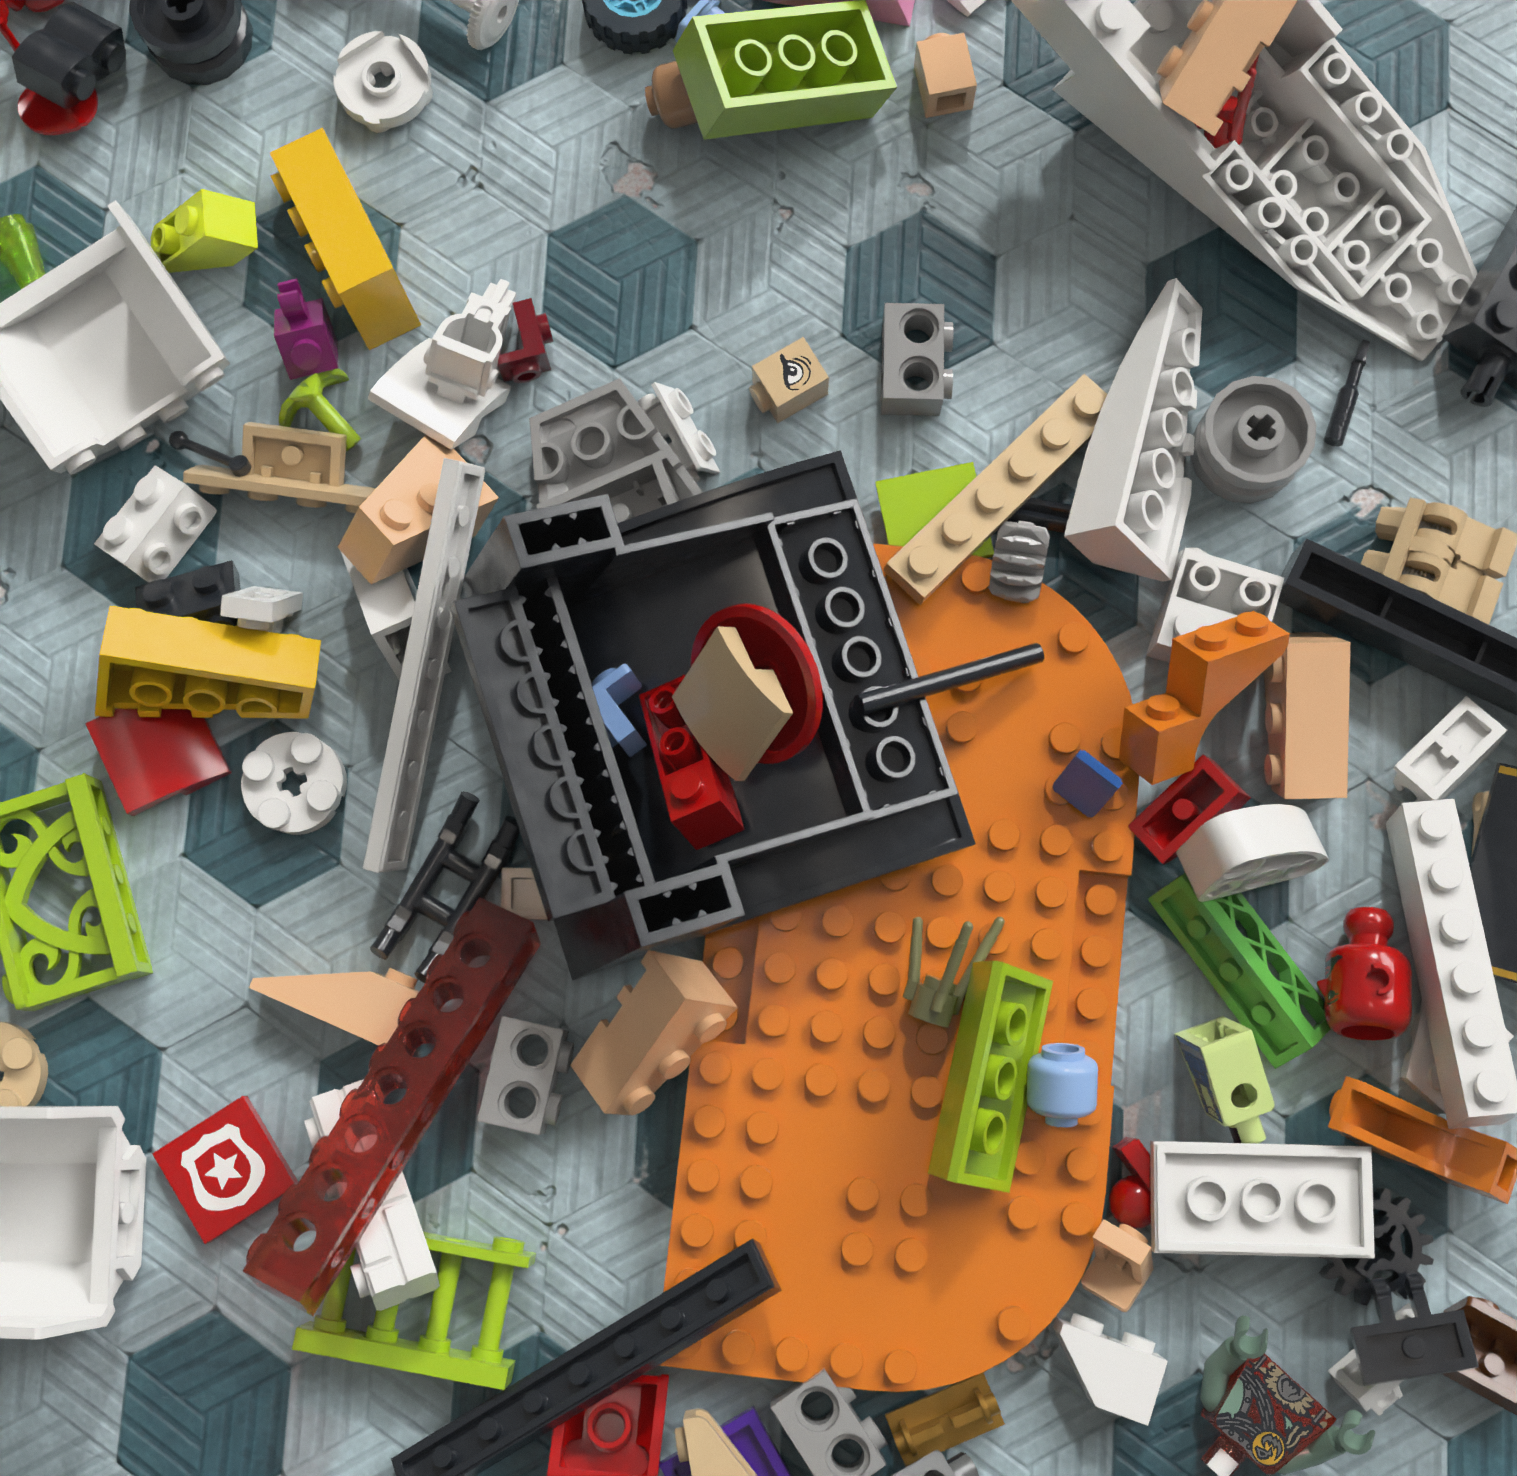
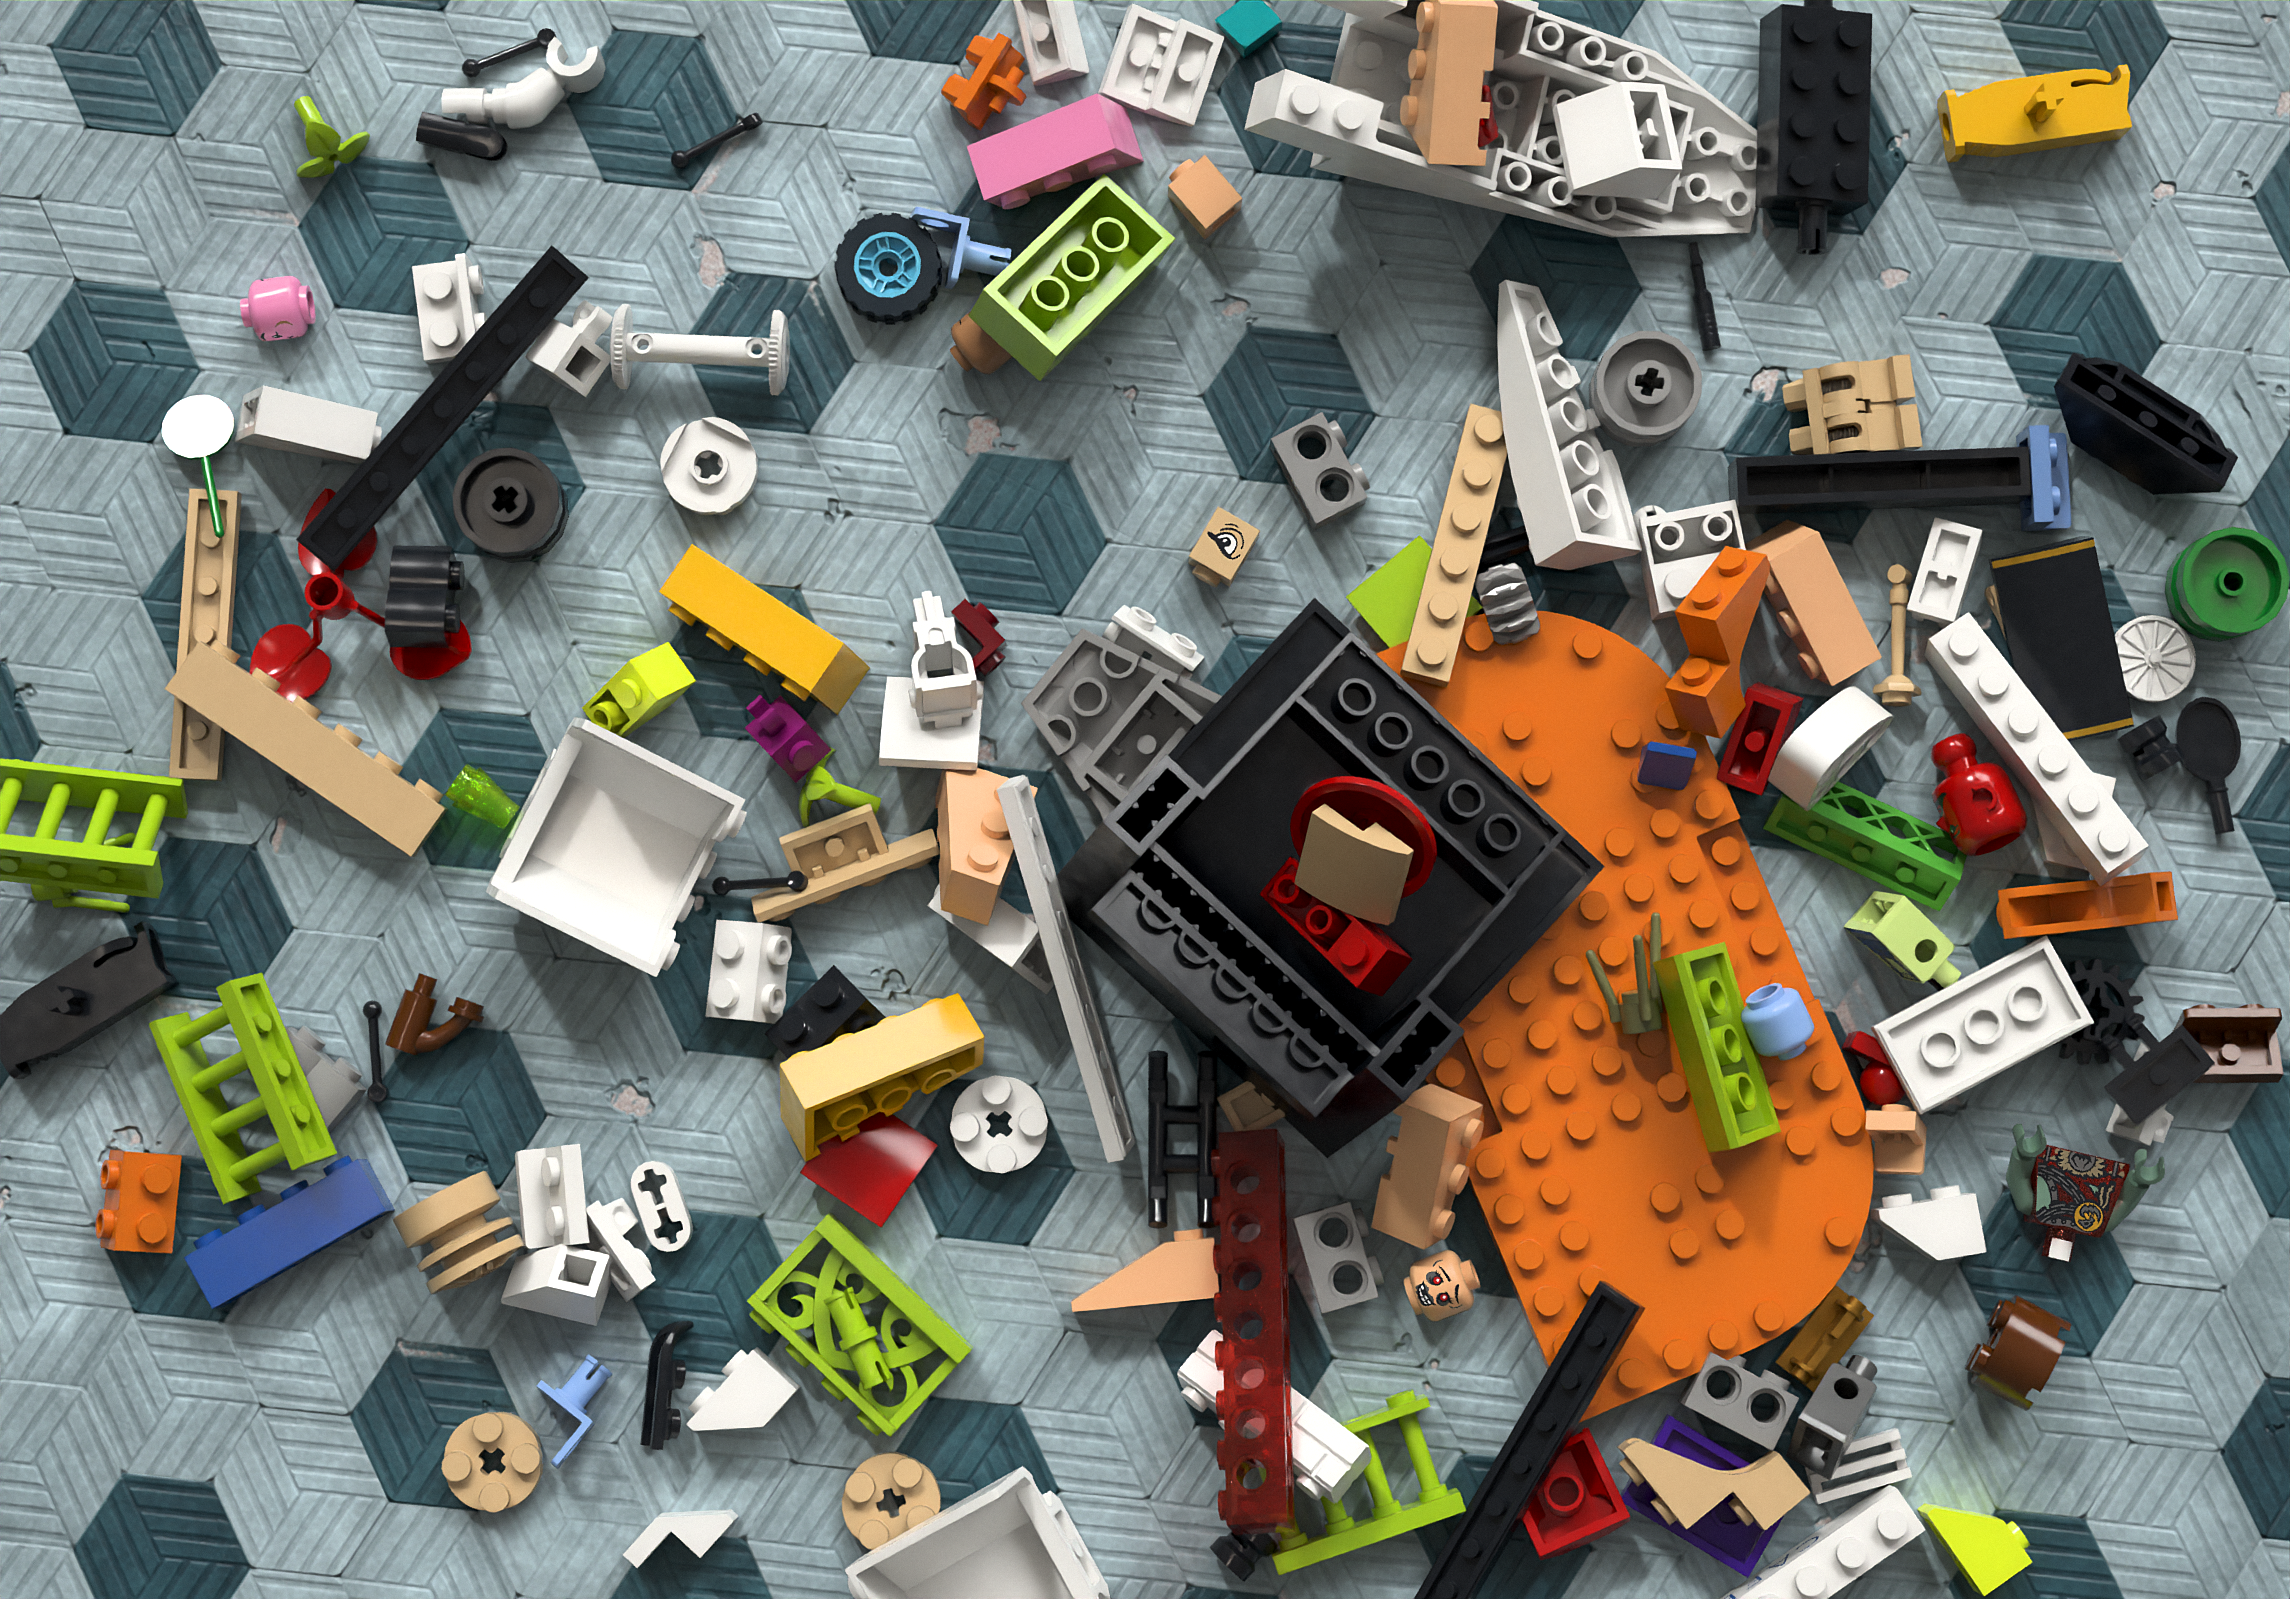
camera: 35 degrees left, 5 degrees up
(42, 902) = (858, 1338): none -> lime pin
(225, 1169) = (1132, 1469): red tile -> none
(261, 607) = (892, 991): white hinge -> none
(270, 1312) = (1240, 1558): none -> black wheel
(606, 1159) = (1441, 1285): none -> light nougat head
(610, 690) = (1240, 901): medium blue bracket -> none
(948, 679) = (1509, 741): black bar -> none
(1345, 838) = (1898, 689): none -> tan piece
(1349, 198) = (1618, 141): none -> white slope

